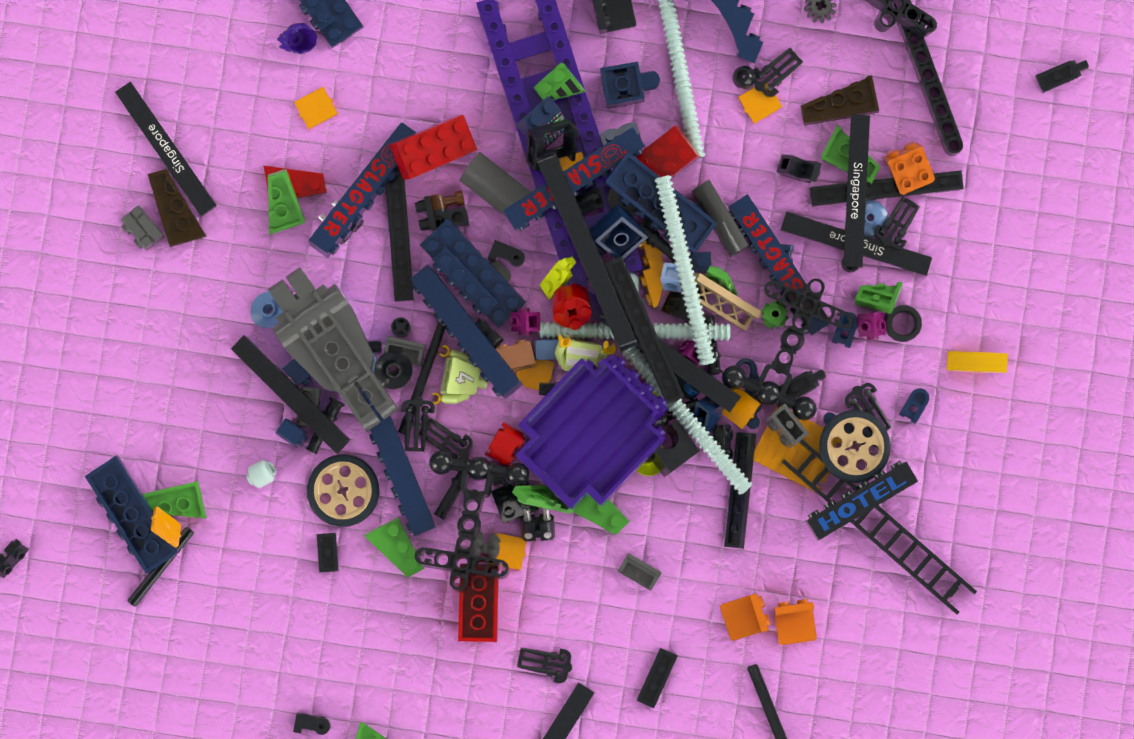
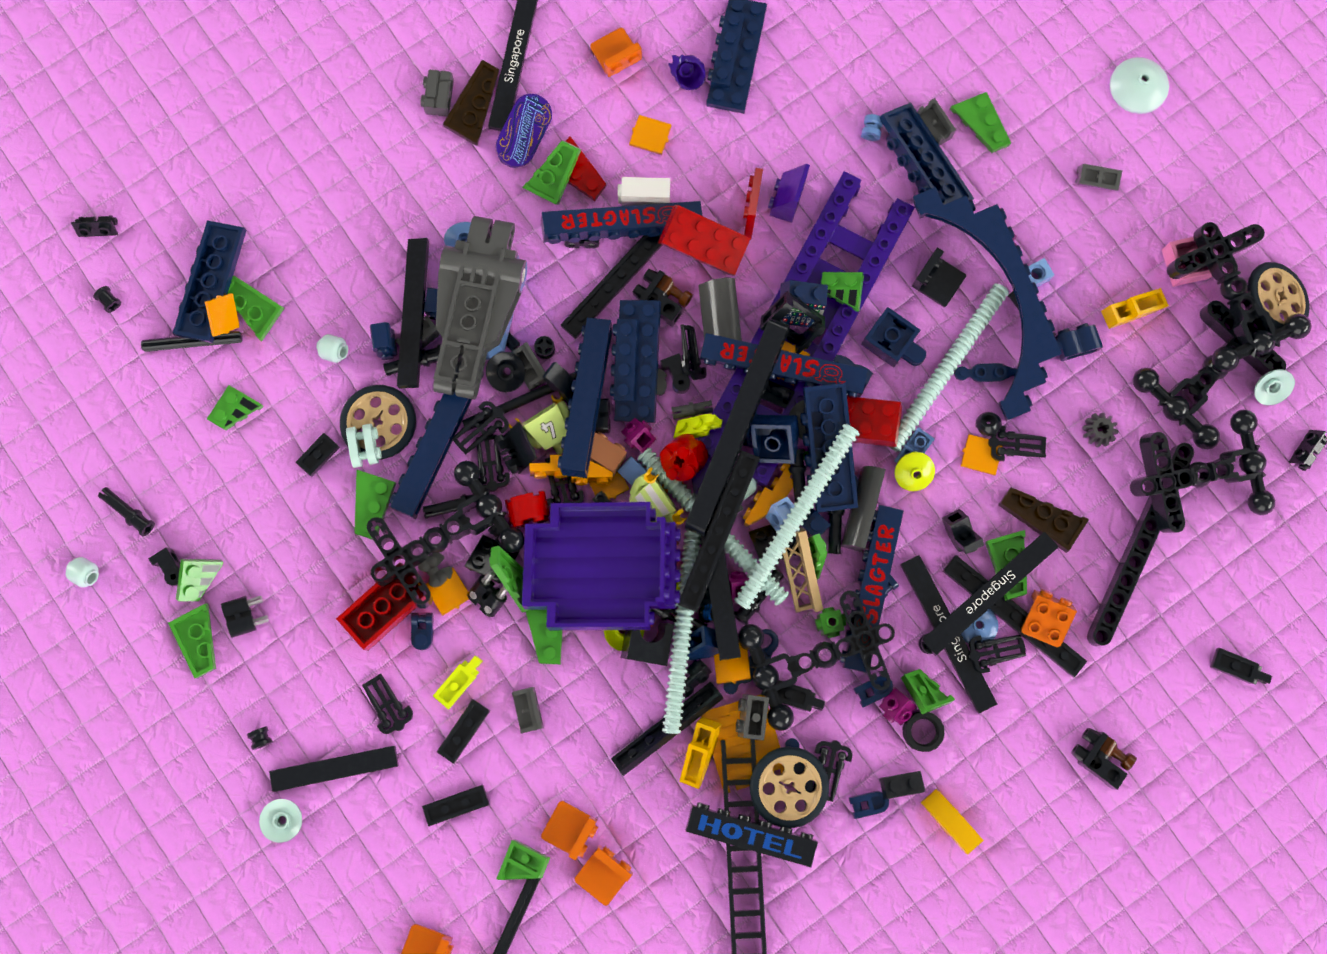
camera: 45 degrees right, 5 degrees down
(73, 598) = (107, 299): none -> black bush
(228, 194) = (523, 130): none -> dark purple tile
(232, 74) = (616, 51): none -> orange bracket
(237, 581) = (232, 408): none -> bright green wing
(251, 718) = (132, 517): none -> black pin
(336, 712) = (195, 578): none -> wing
(359, 155) = (643, 191): none -> white brick
(364, 513) = (372, 452): none -> light aqua brick
(390, 706) = (239, 615): none -> black piece
(434, 84) = (752, 199): none -> red wing
(437, 338) = (559, 380): none -> black slope
(455, 56) = (788, 193): none -> dark purple slope
(455, 411) = (519, 449): none -> black hinge
(509, 415) = (555, 491): none -> black piece
(519, 239) = (691, 354): none -> black piece
(523, 597) = (422, 638): none -> dark blue plate
(525, 374) = (595, 474): none -> light orange slope
(541, 268) = (692, 409): none -> dark grey pin
(576, 601) = (458, 682): none -> neon yellow hinge
(612, 627) = (463, 731): none -> black tile
(707, 44) = (985, 372): none -> dark blue piece
(711, 246) = (835, 520): none -> black pin
(713, 144) = (918, 442): none -> medium blue slope
(721, 156) = (909, 465): none -> neon yellow dish
(737, 667) = (522, 863): none -> bright green wing
(776, 483) = (700, 752): none -> yellow slope
(923, 371) = (902, 785): none -> black plate
(1027, 225) = (1097, 755): none -> black hips

